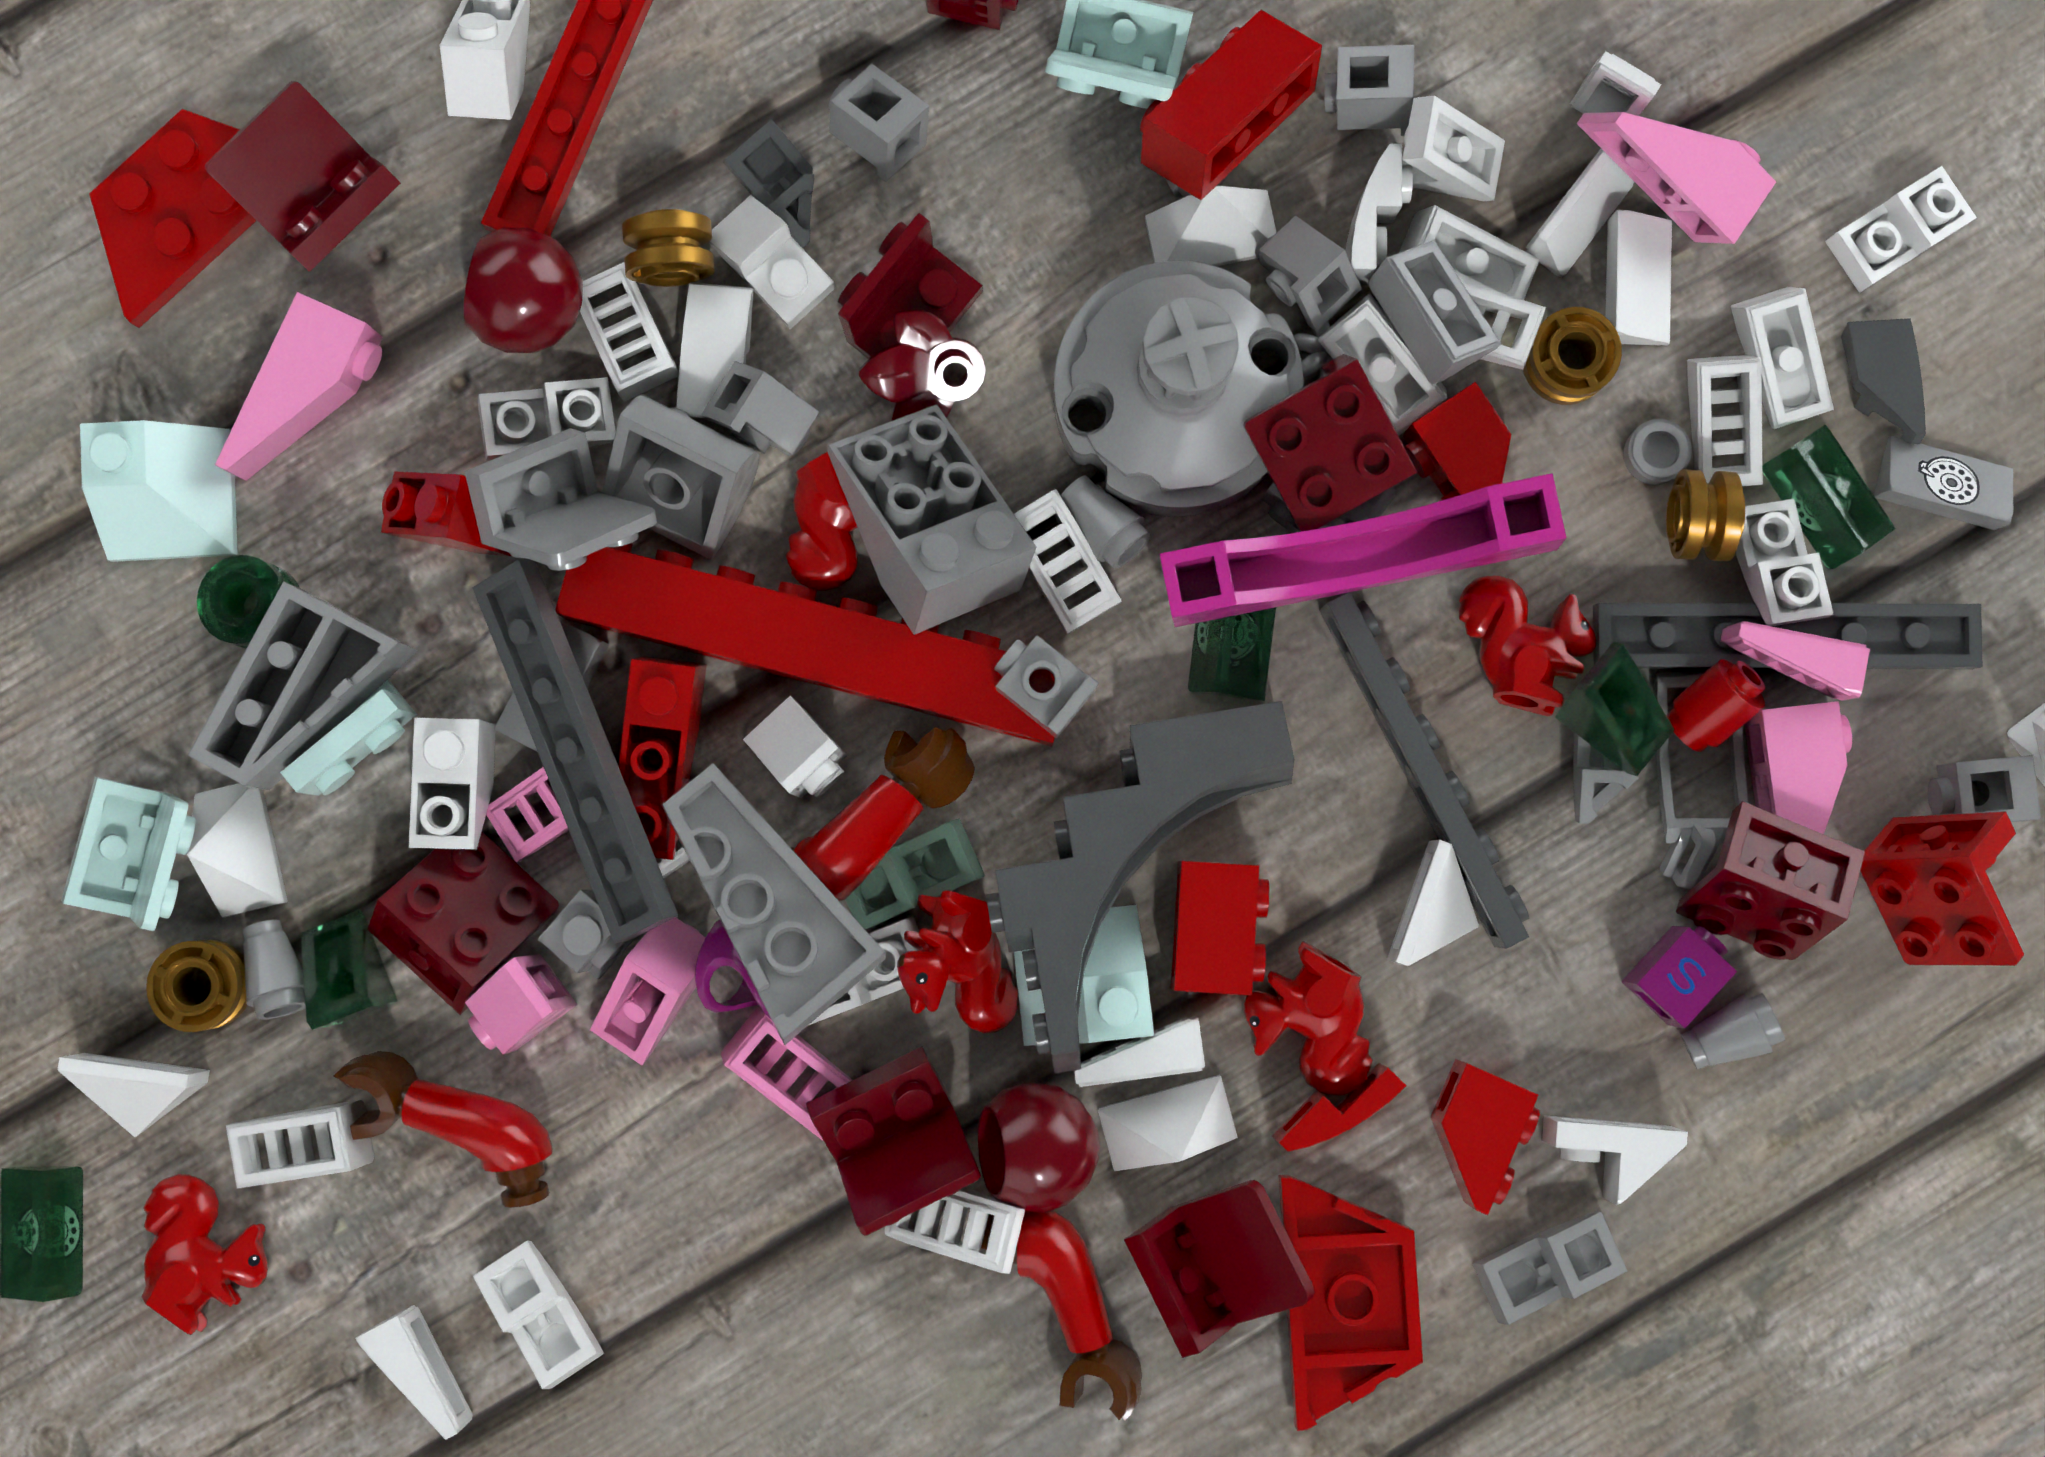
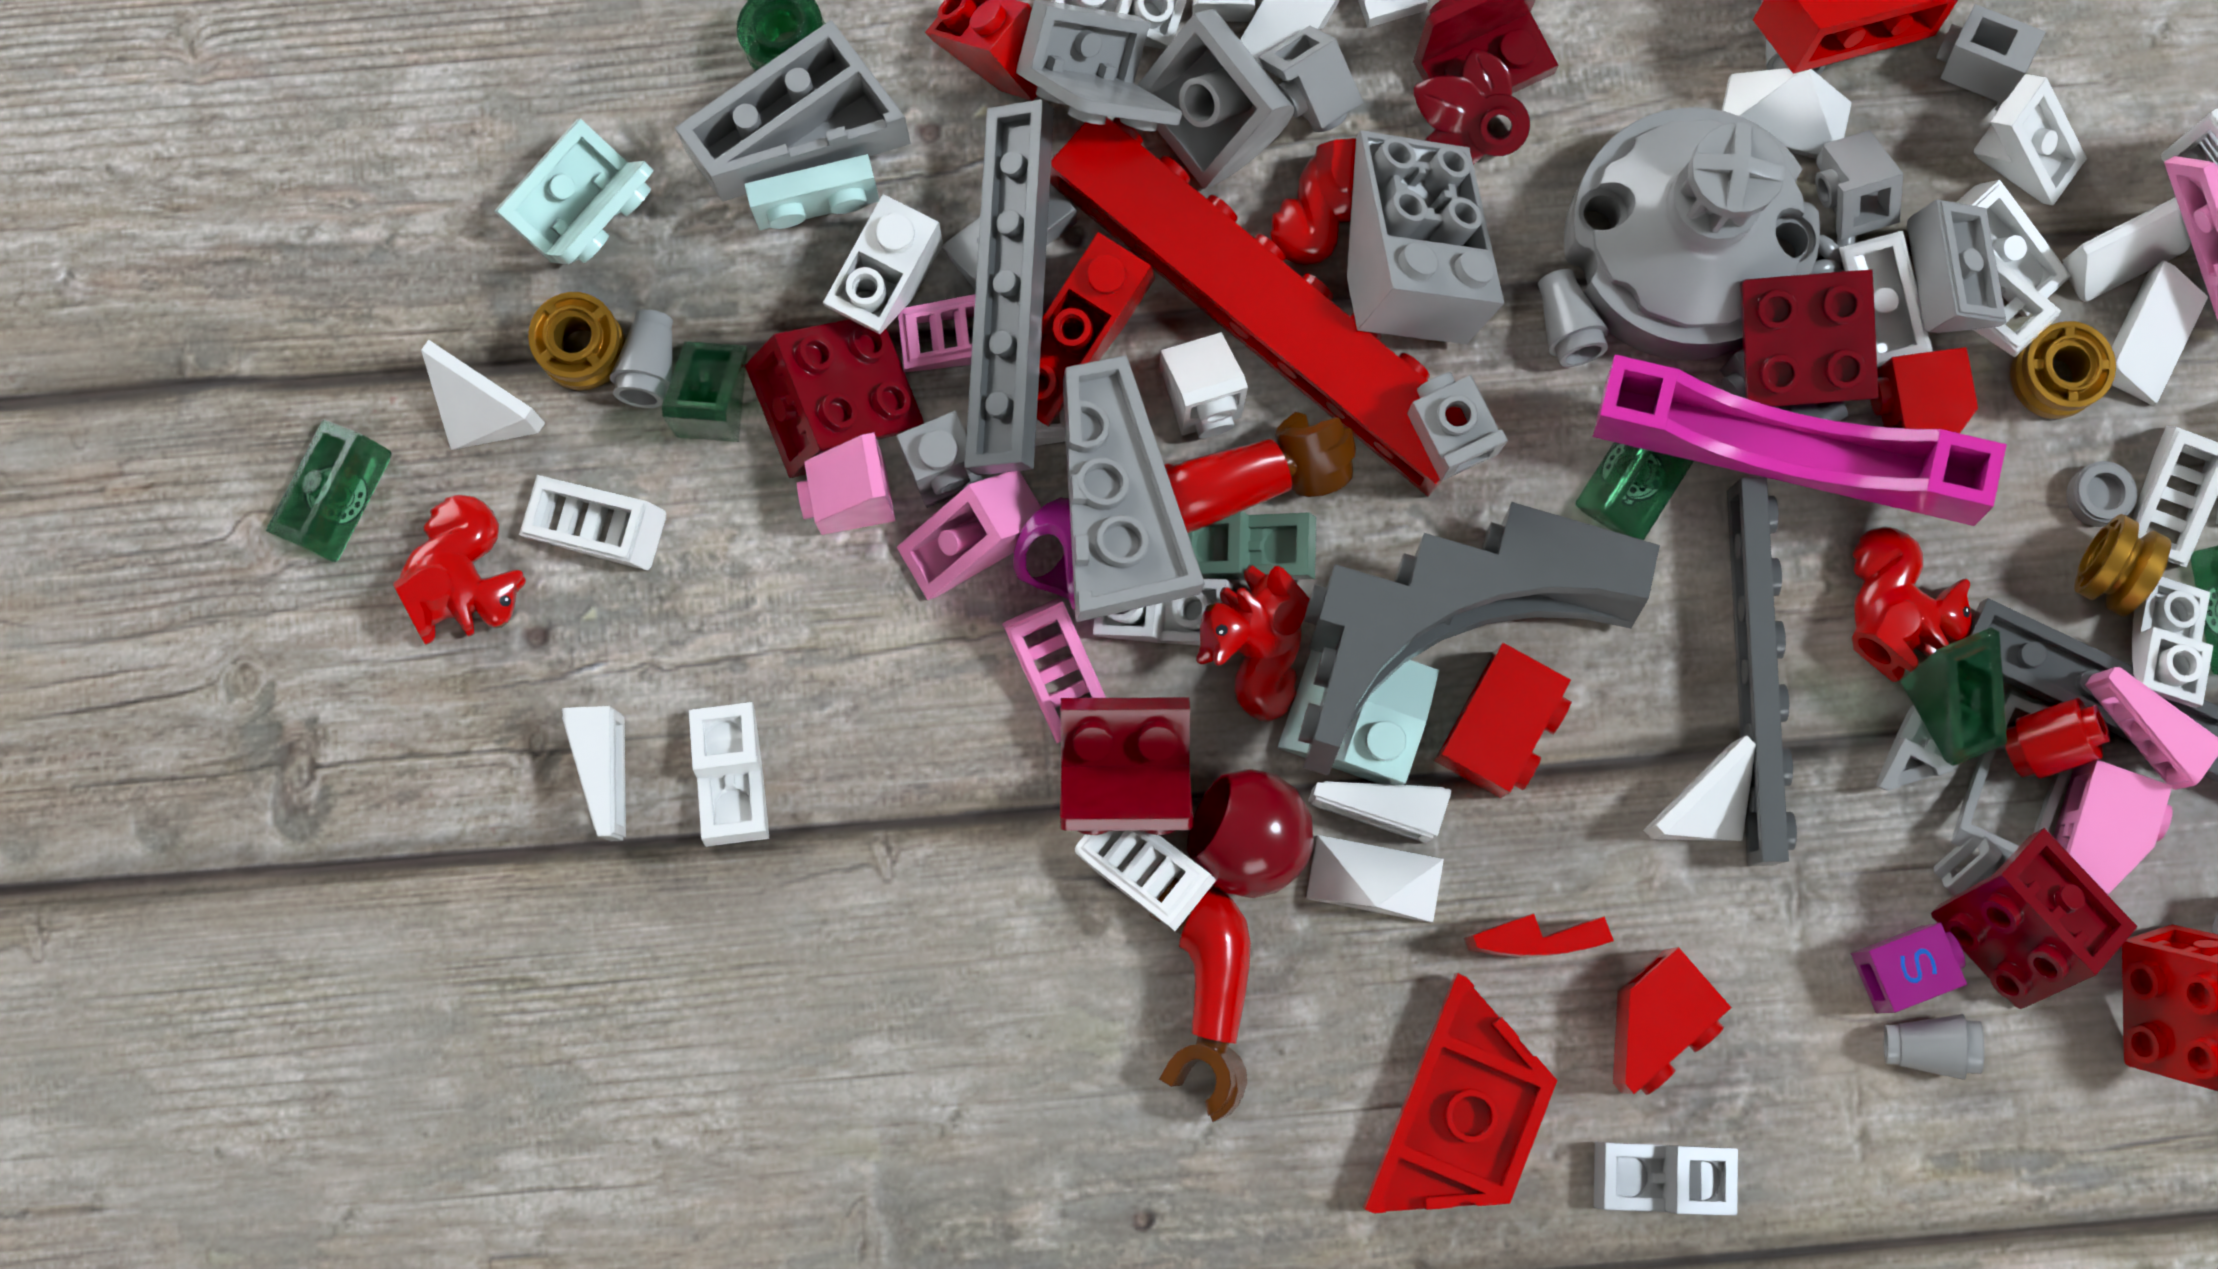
camera: 25 degrees right, 5 degrees down
(236, 850) = (665, 243): white slope -> none
(490, 1128) = (769, 584): piece -> none
(1107, 598) = (1519, 281): white slope -> none
(1219, 1264) = (1367, 1021): dark red bracket -> none
(1325, 1008) = (1569, 842): red animal -> none
(1379, 203) = (1948, 158): white slope -> none
(1630, 1149) = (1791, 1101): white slope -> none

